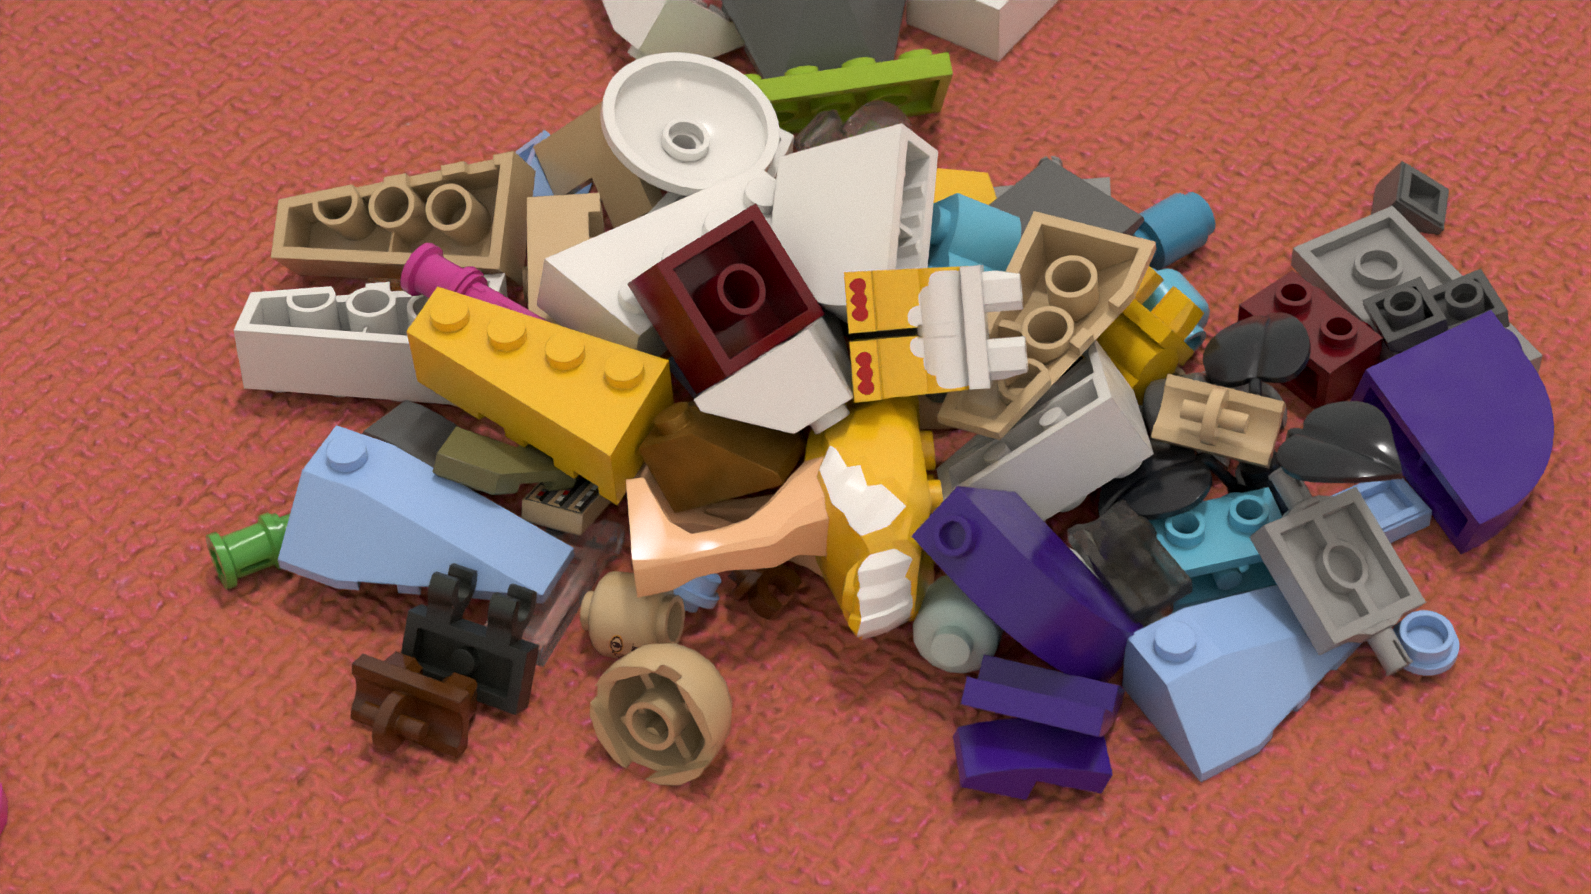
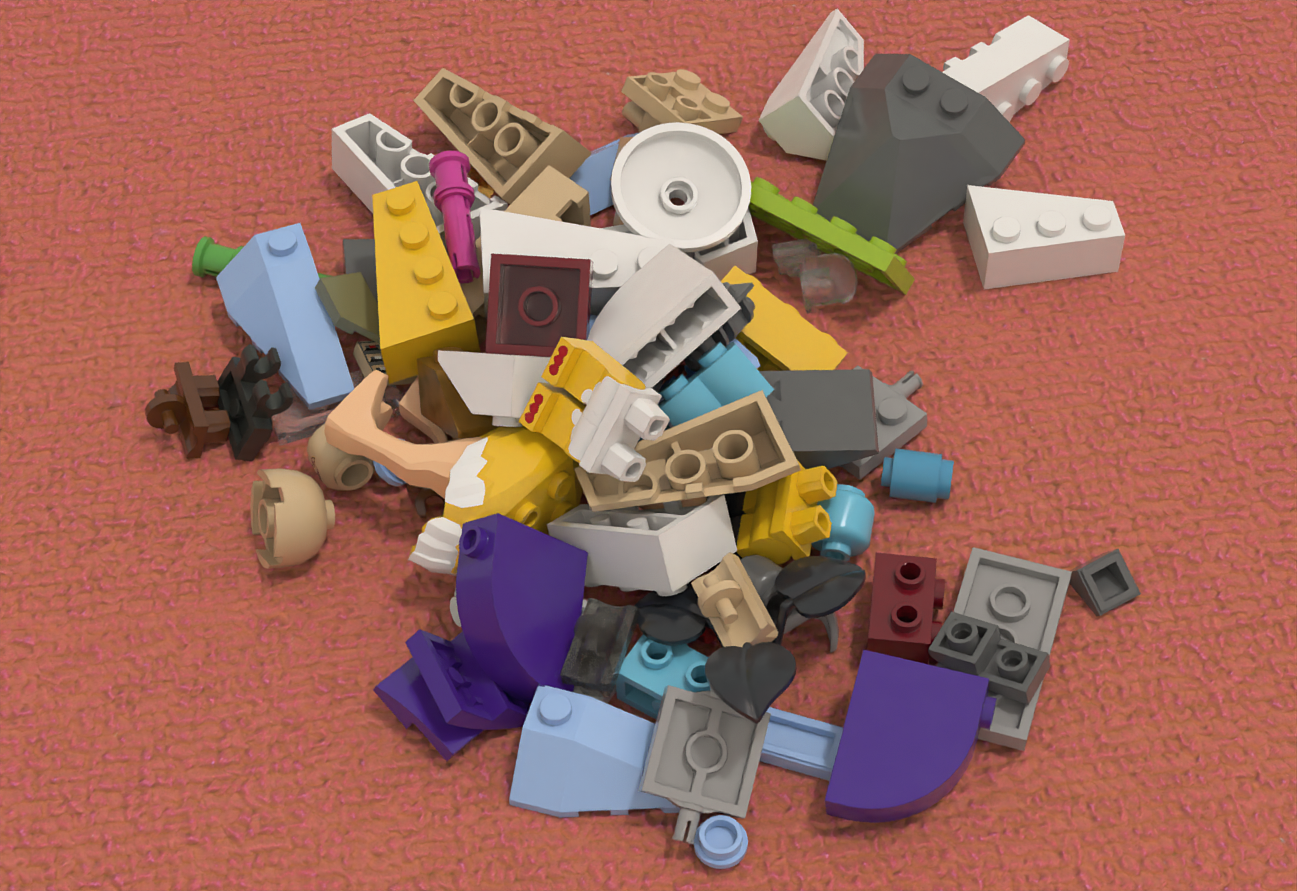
camera: 45 degrees right, 5 degrees up
(534, 96) = (677, 98): none -> tan plate

